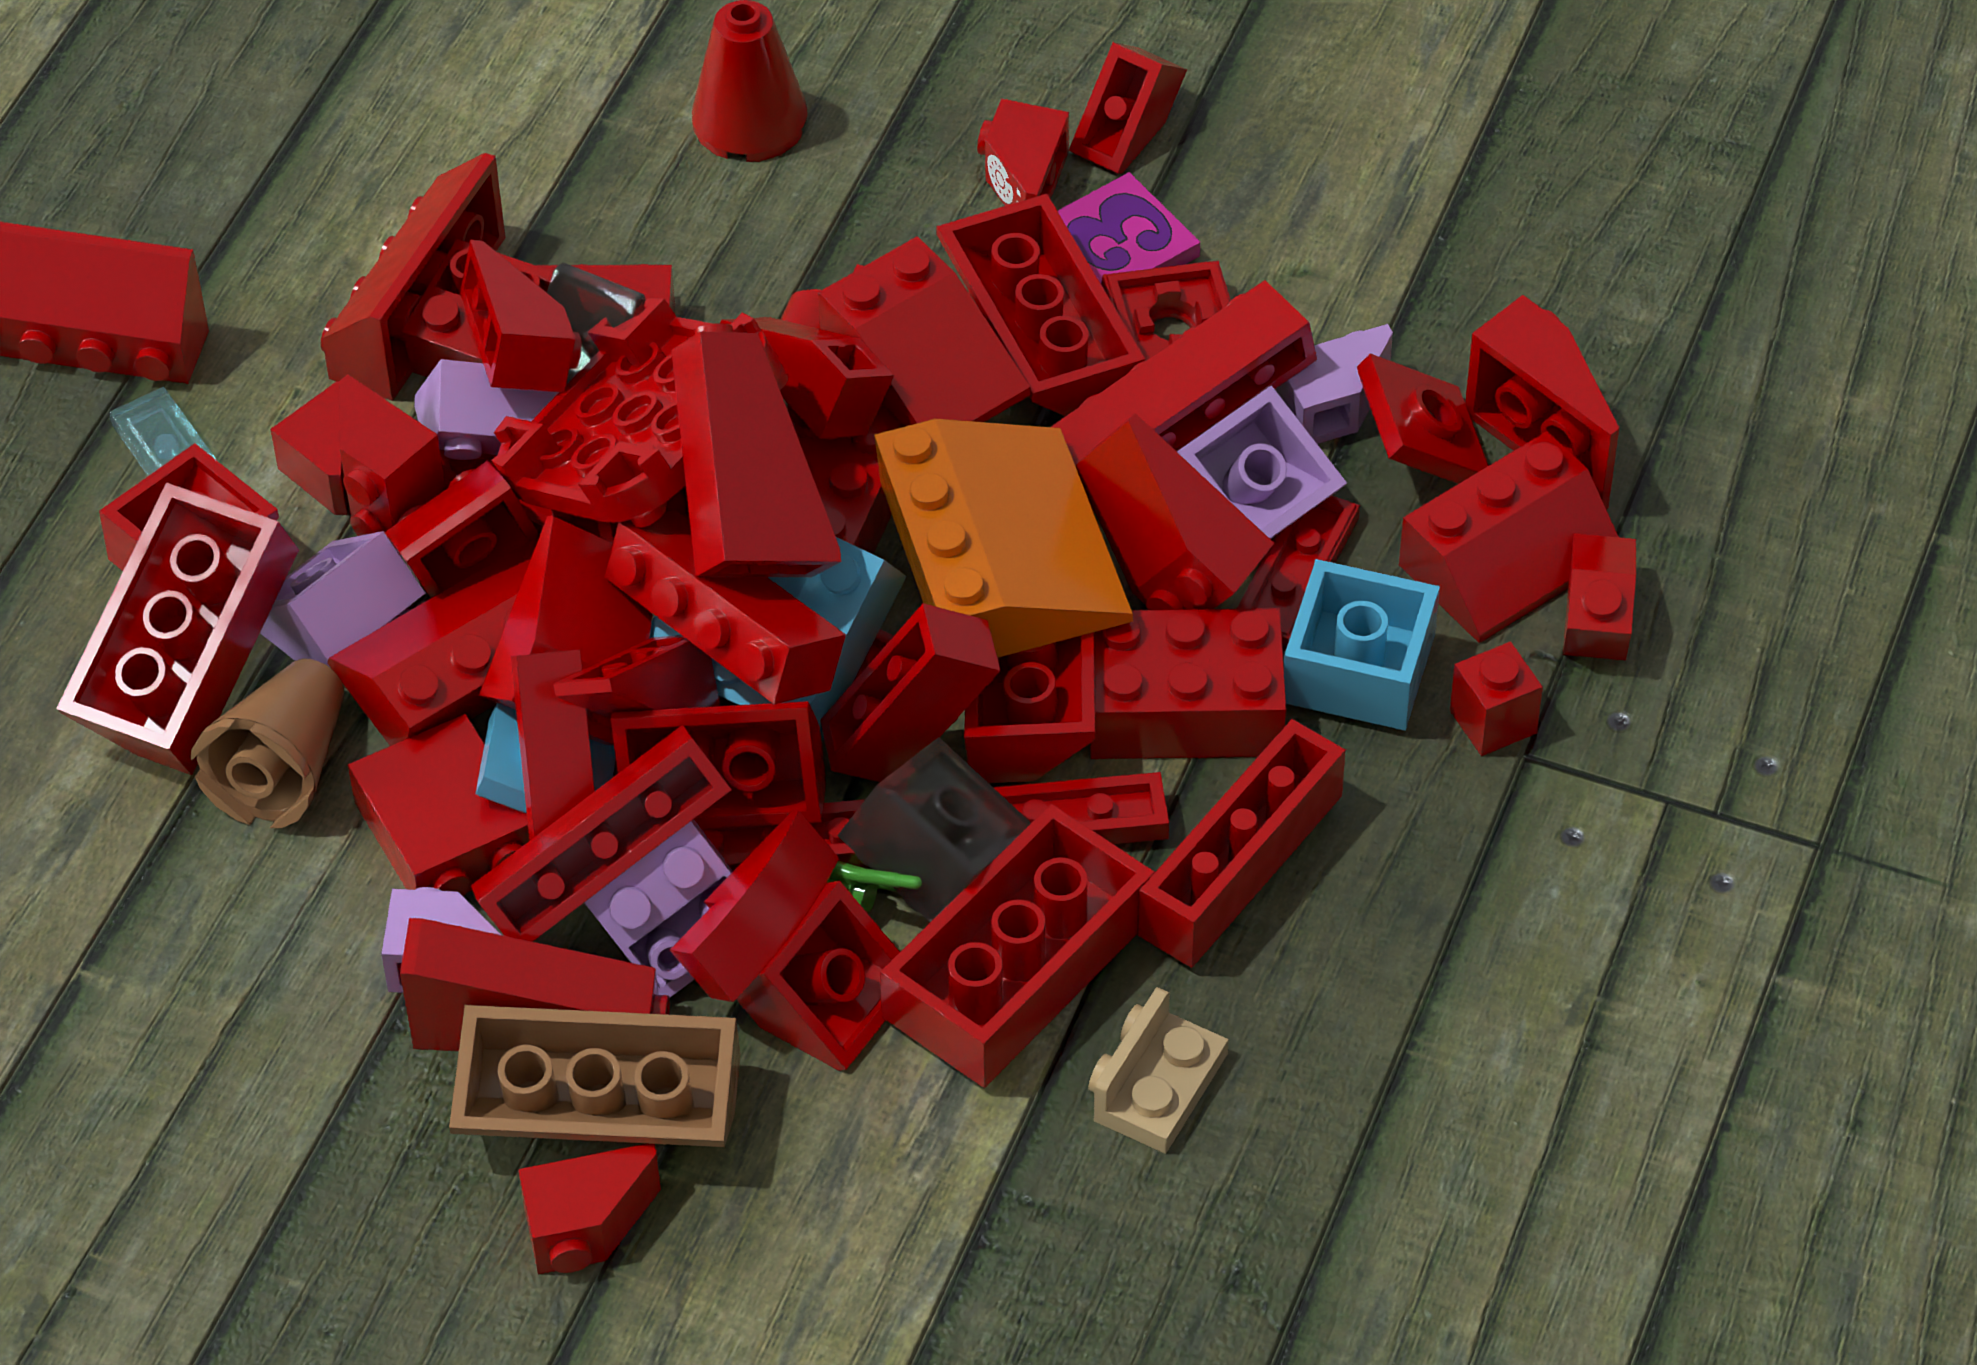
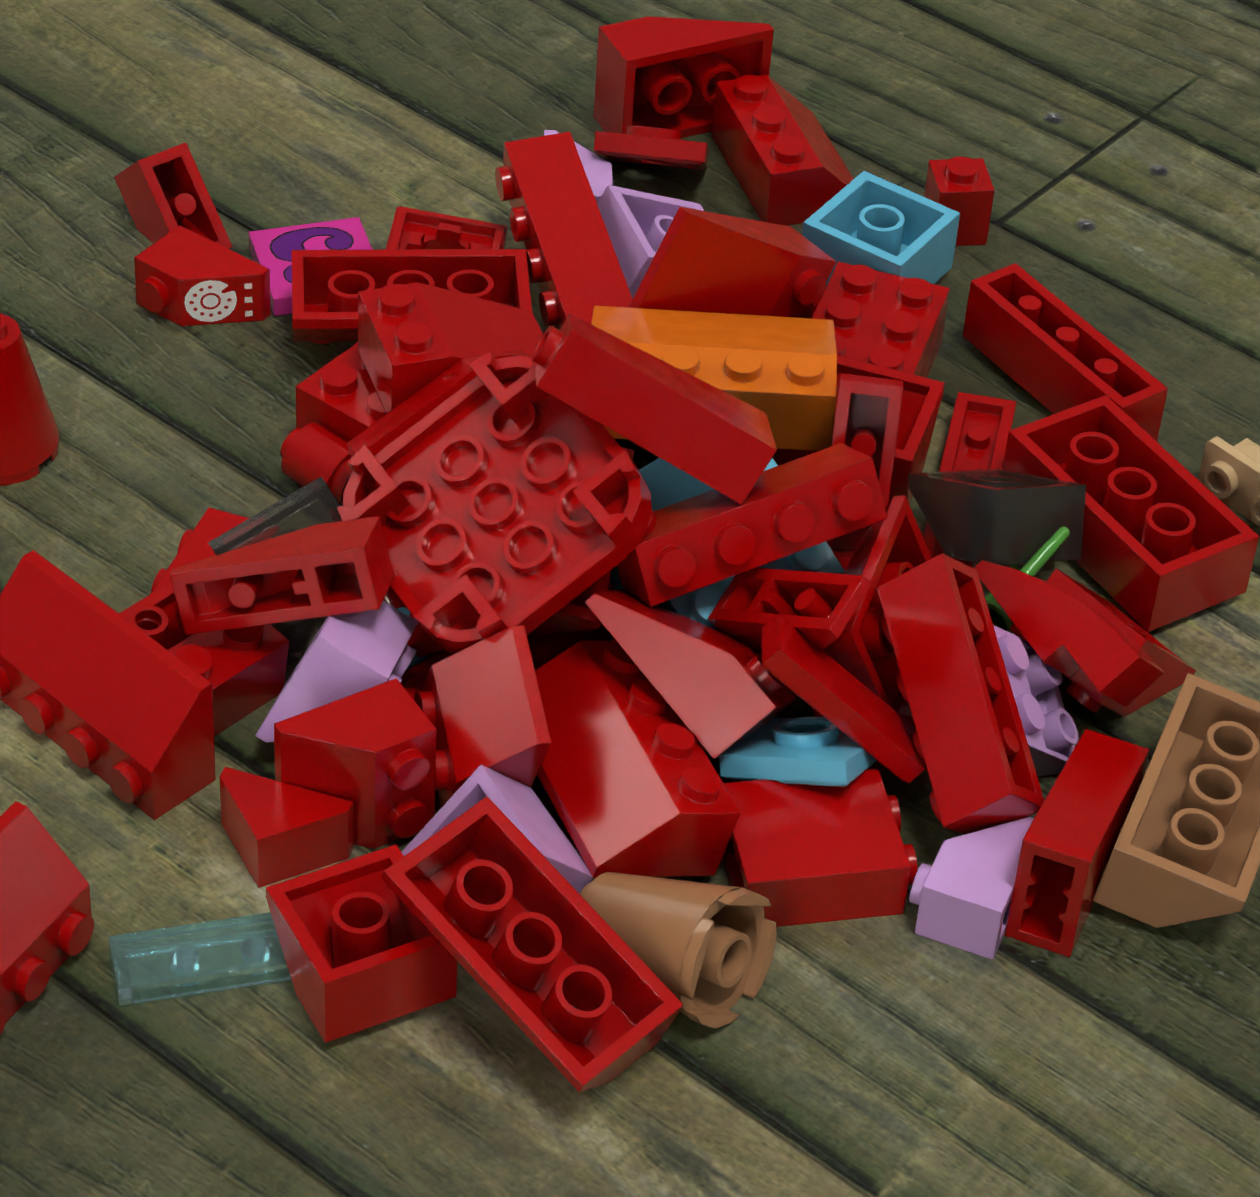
camera: 75 degrees left, 10 degrees down
(1600, 597) = (880, 119): red slope -> none

